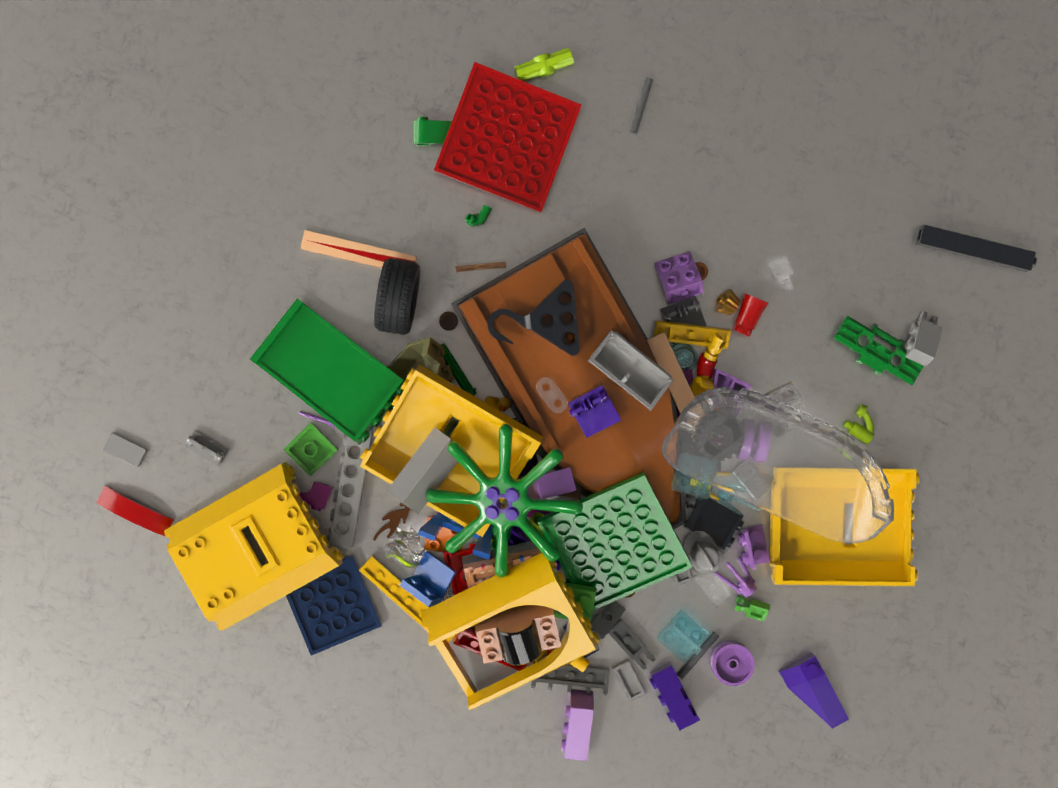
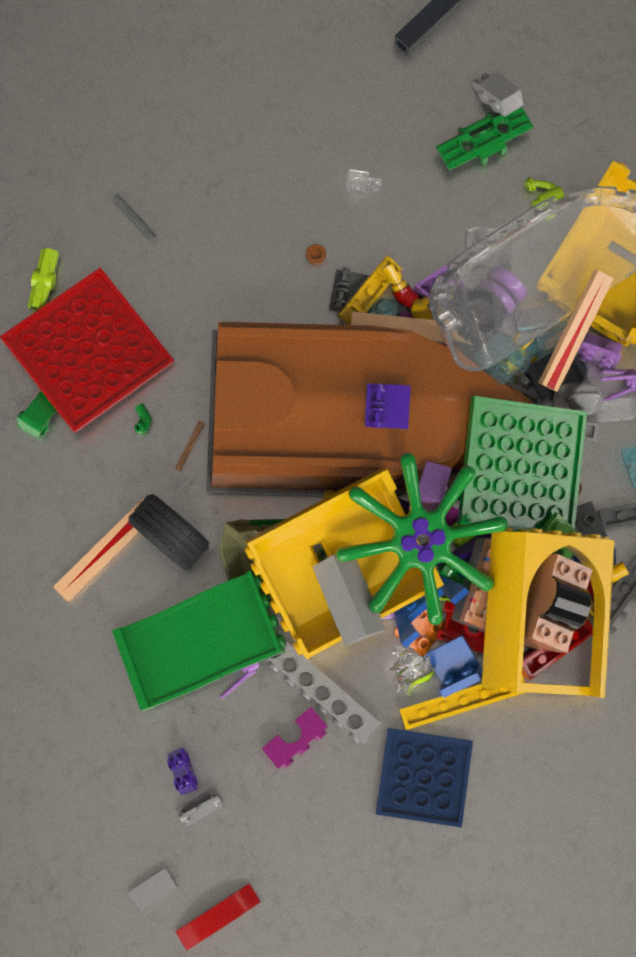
camera: 55 degrees left, 10 degrees down
(218, 423) = (178, 763): none -> dark purple hinge
(222, 564) = (322, 854): yellow panel -> none
(310, 449) = (262, 706): bright green plate -> none
(394, 517) = (376, 666): reddish brown piece -> none
(448, 321) = (221, 504): dark brown tile -> none
(549, 306) = (270, 411): black piece -> none
(551, 395) = (348, 439): clear plate -> none
(631, 369) = (368, 348): light grey container -> none
(679, 277) = (311, 273): medium lavender bracket -> none
(727, 302) = (360, 244): pearl gold piece -> none
(749, 314) = (382, 230): red plant -> none
(753, 520) = (576, 330): none -> light nougat tile

